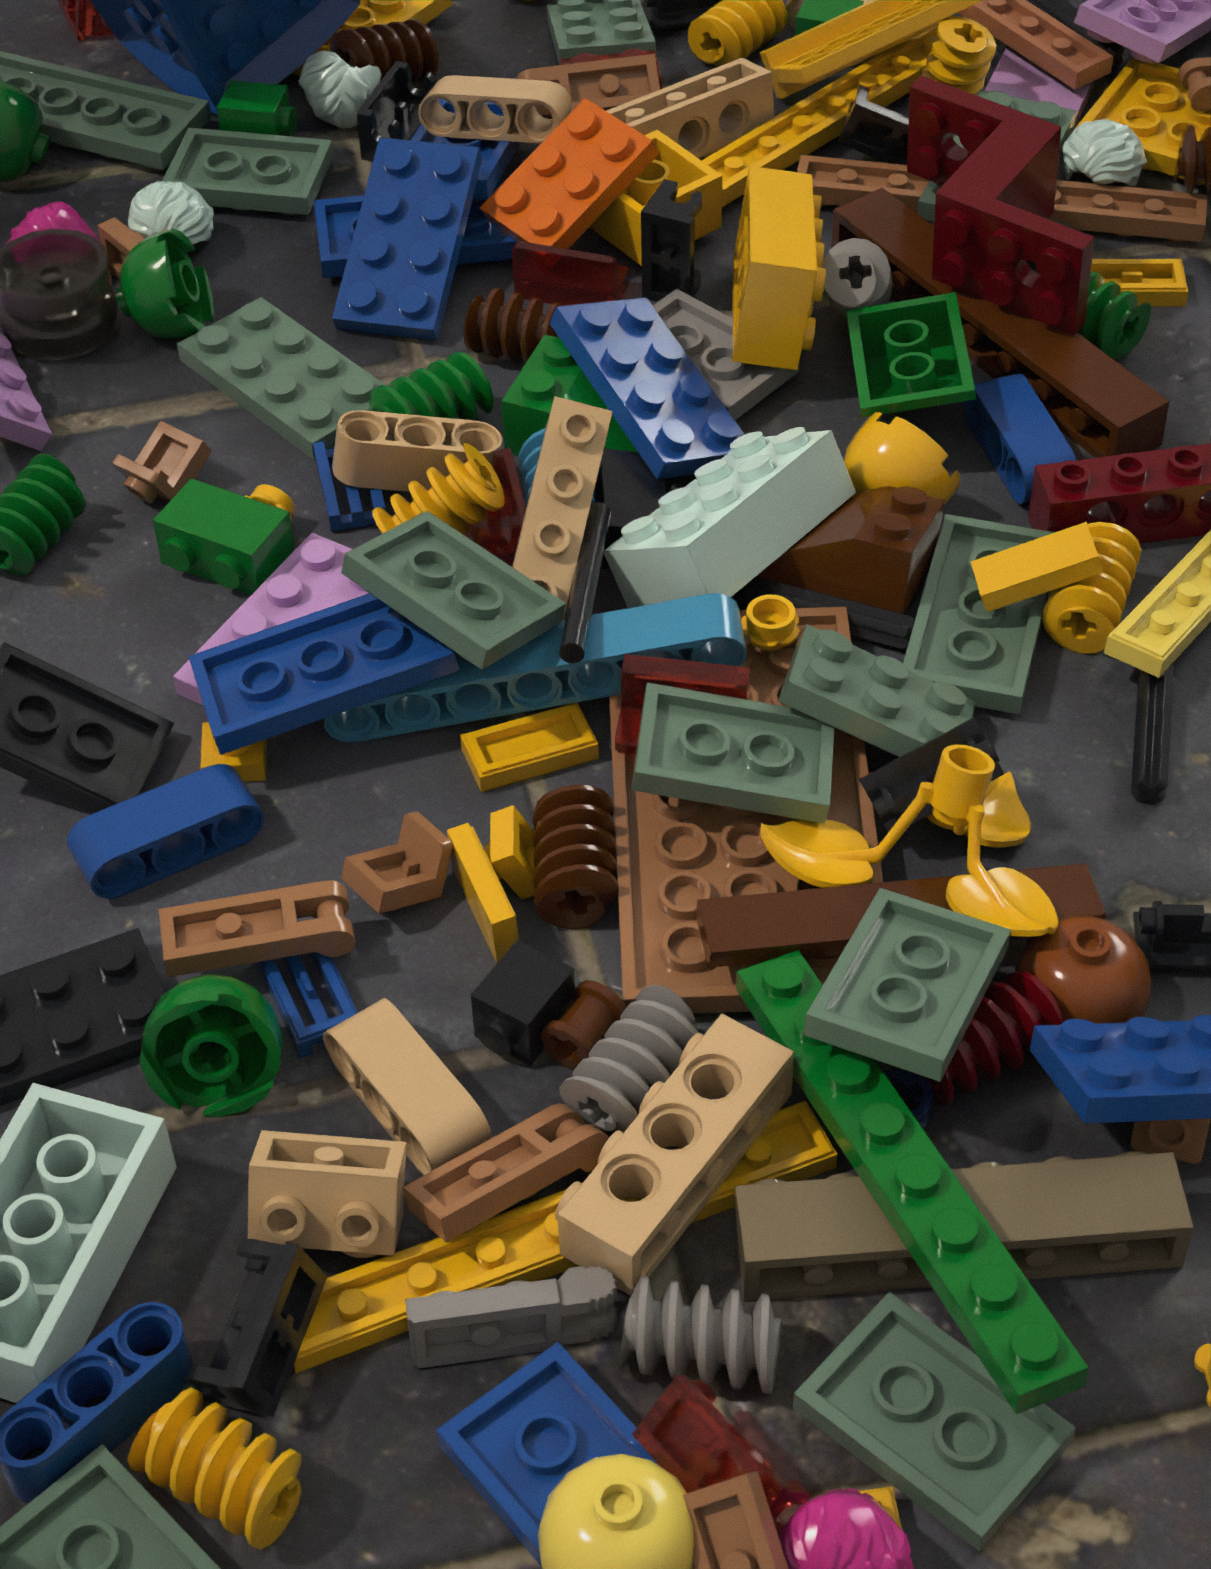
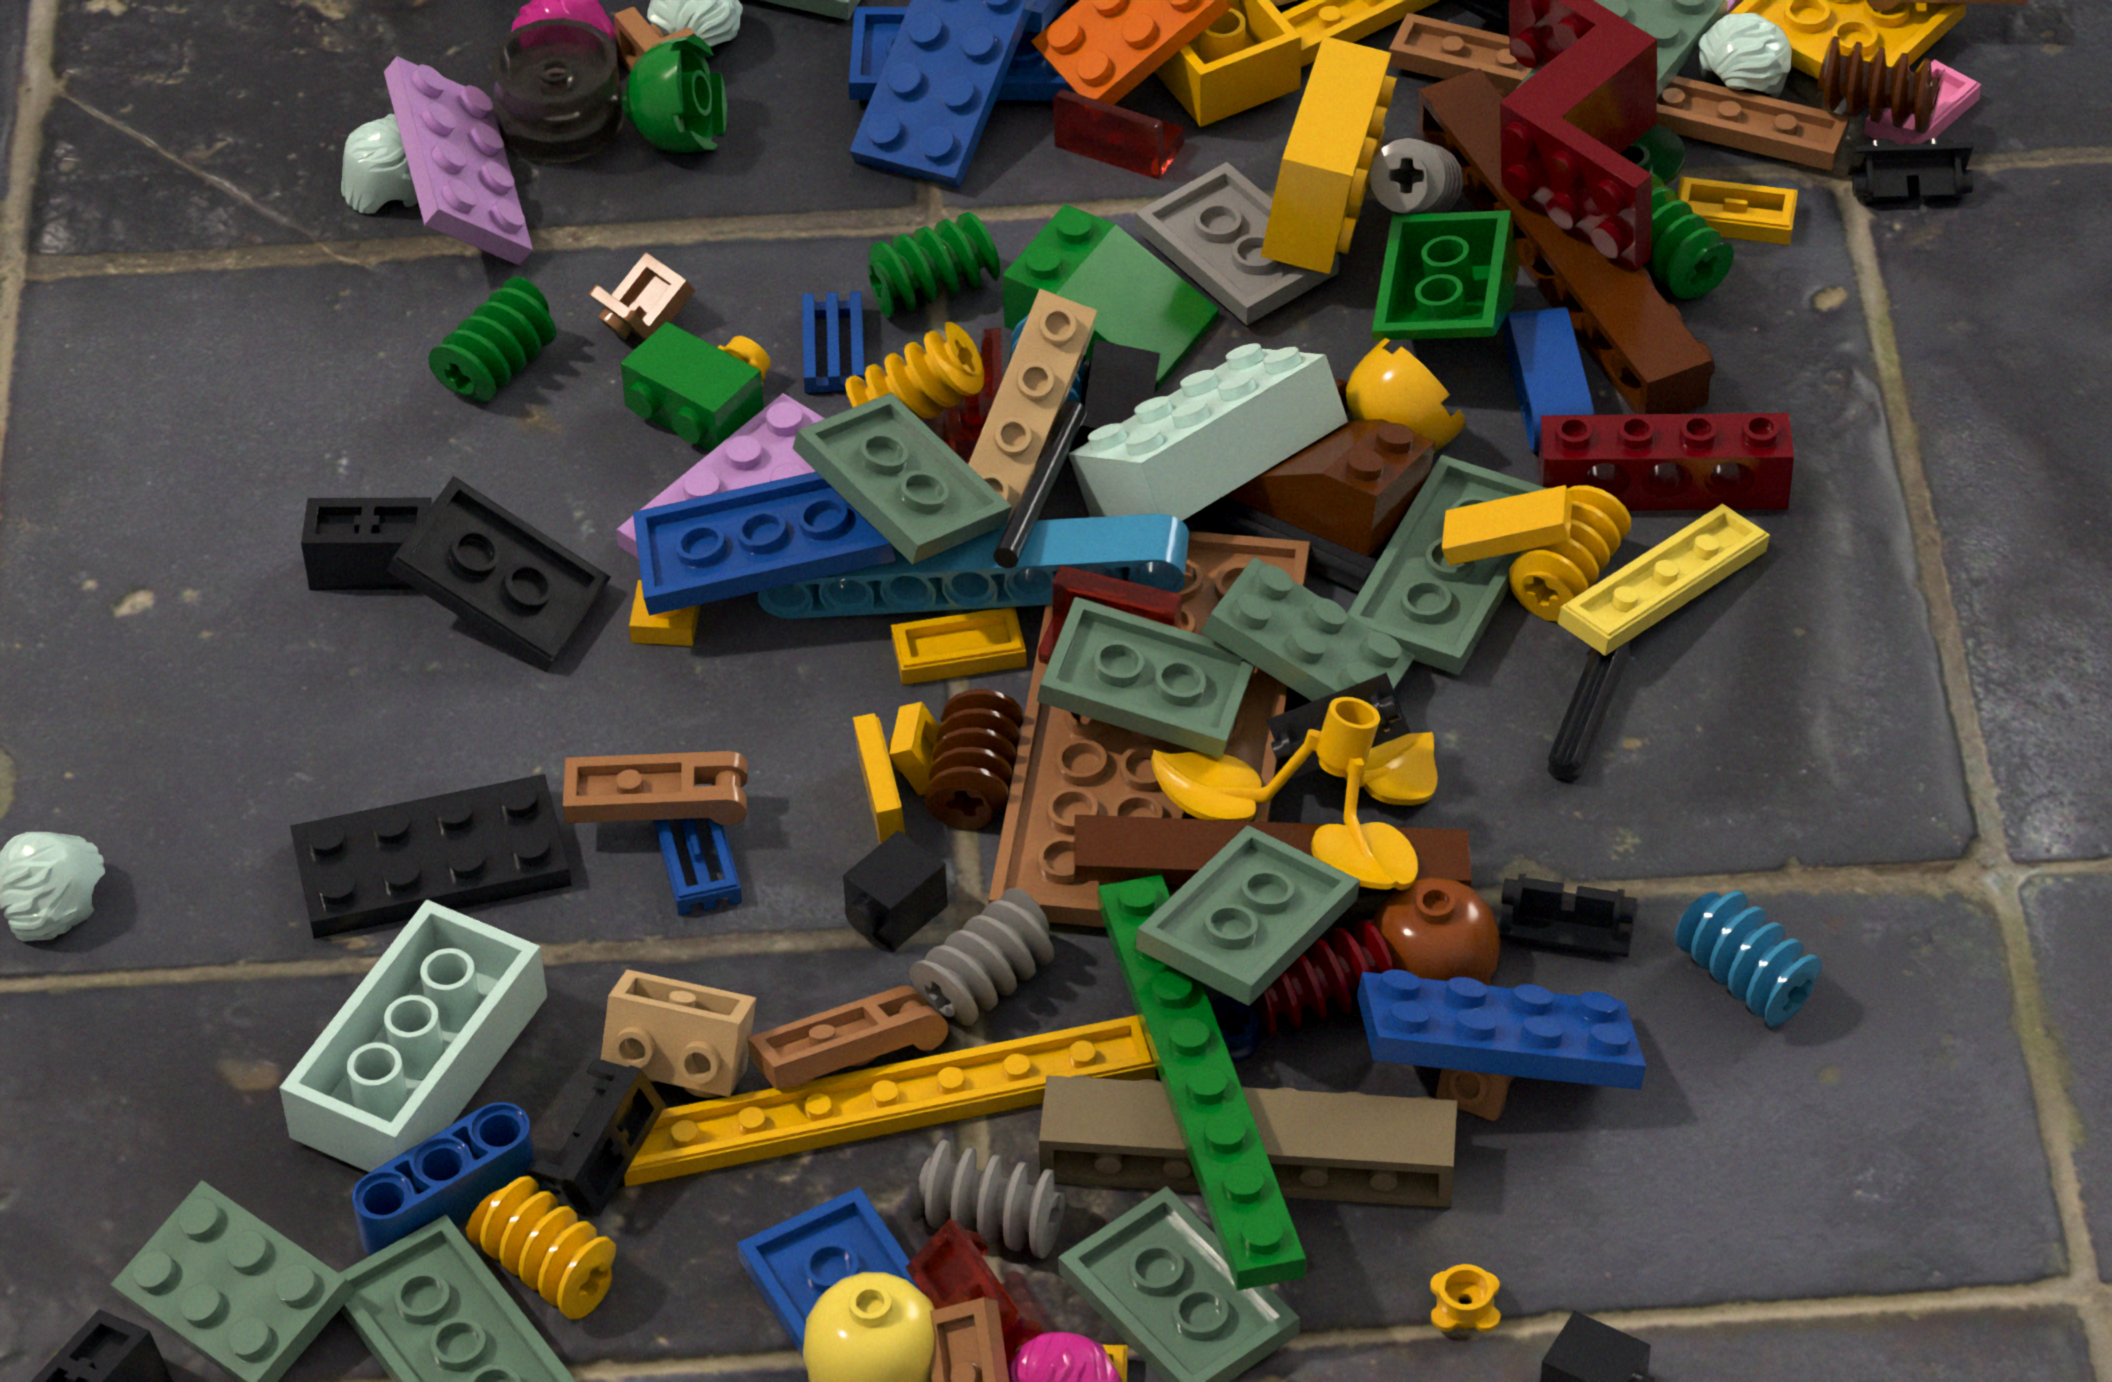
camera: 10 degrees right, 0 degrees up
(165, 831) = (585, 683): blue beam -> none
(212, 1045) = (595, 890): green cylinder -> none
(279, 373) = (786, 210): sand green plate -> none
(397, 448) = (885, 313): tan beam -> none
(404, 871) = (805, 753): medium nougat bracket -> none
(406, 1086) = (768, 949): tan beam -> none
(507, 328) = (1040, 188): reddish brown piece -> none
(511, 1318) = (823, 1162): light grey hinge -> none
(583, 1024) = (946, 915): reddish brown bush -> none
(632, 1238) = (1002, 1039): tan brick -> none
(647, 384) = (1161, 272): blue plate -> none
(669, 243) = (1223, 112): black hinge -> none
(770, 622) = (1222, 549): yellow plate -> none

